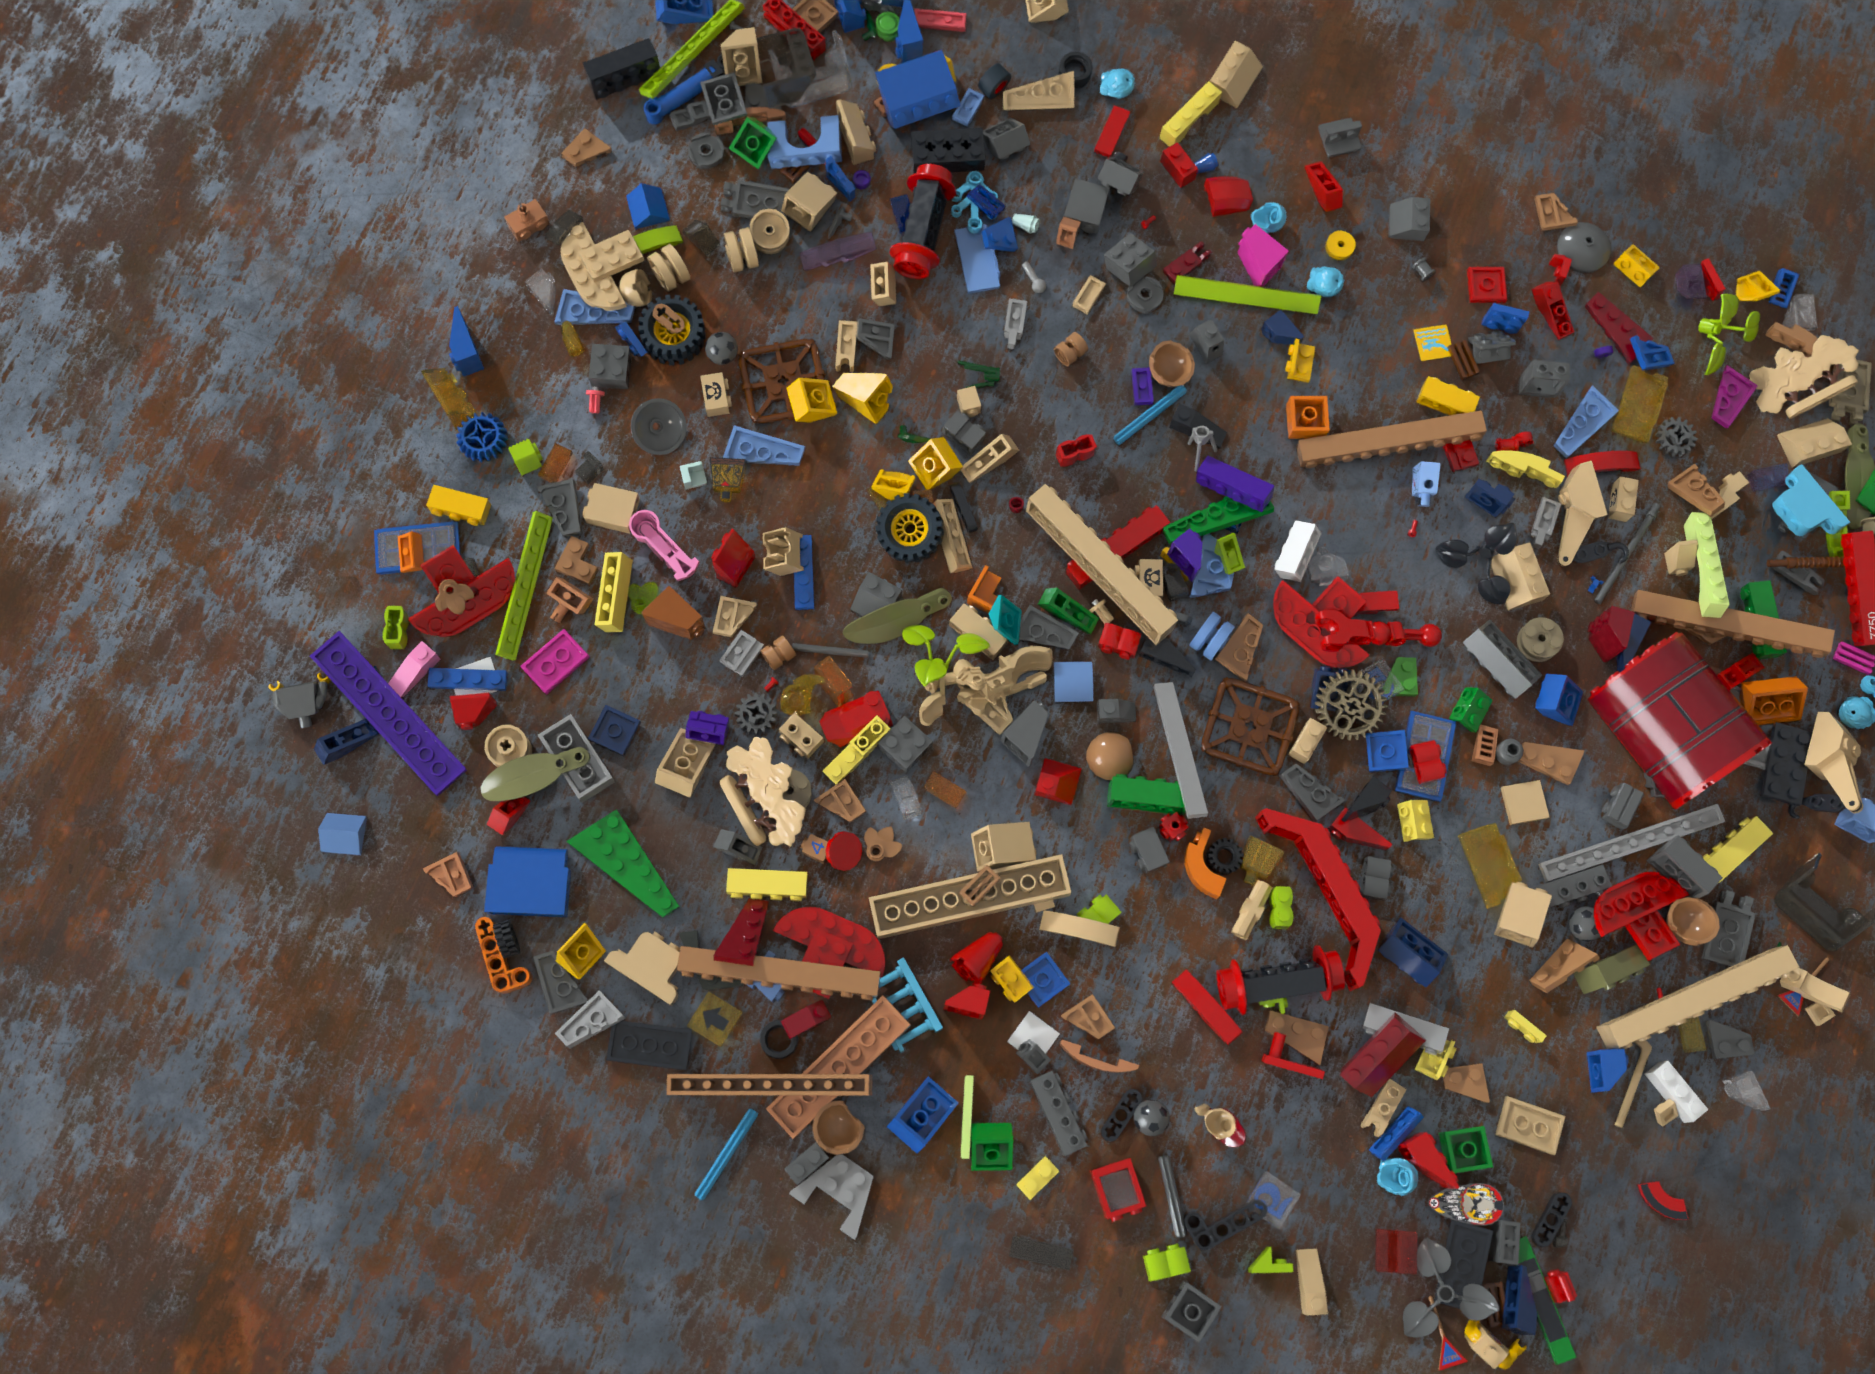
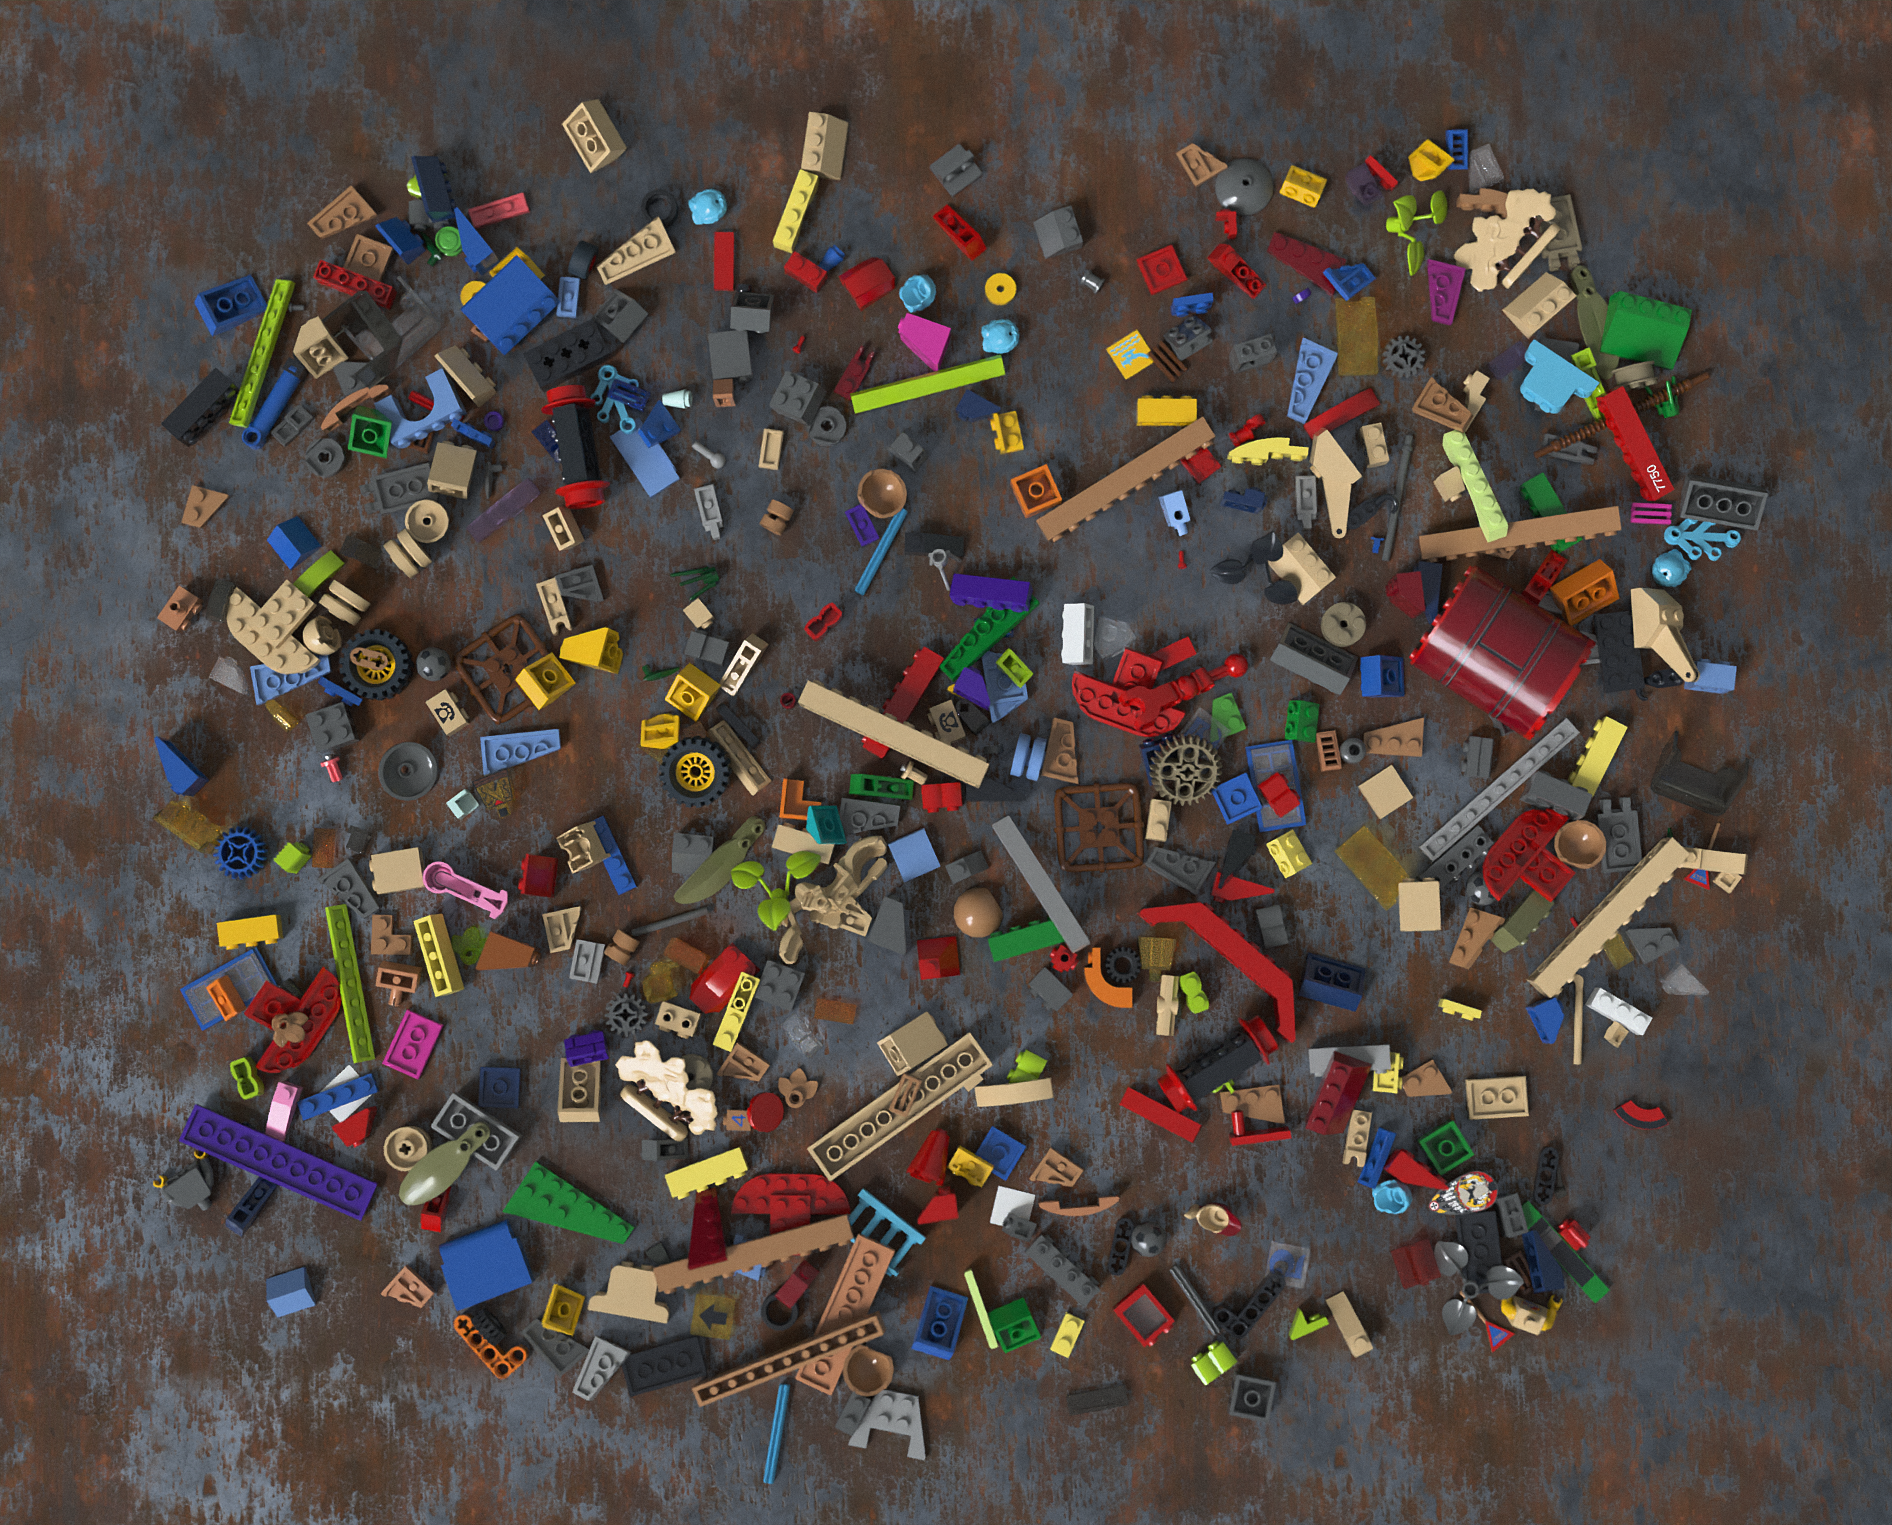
camera: 15 degrees left, 10 degrees up
(723, 98) = (320, 399): dark grey slope -> none

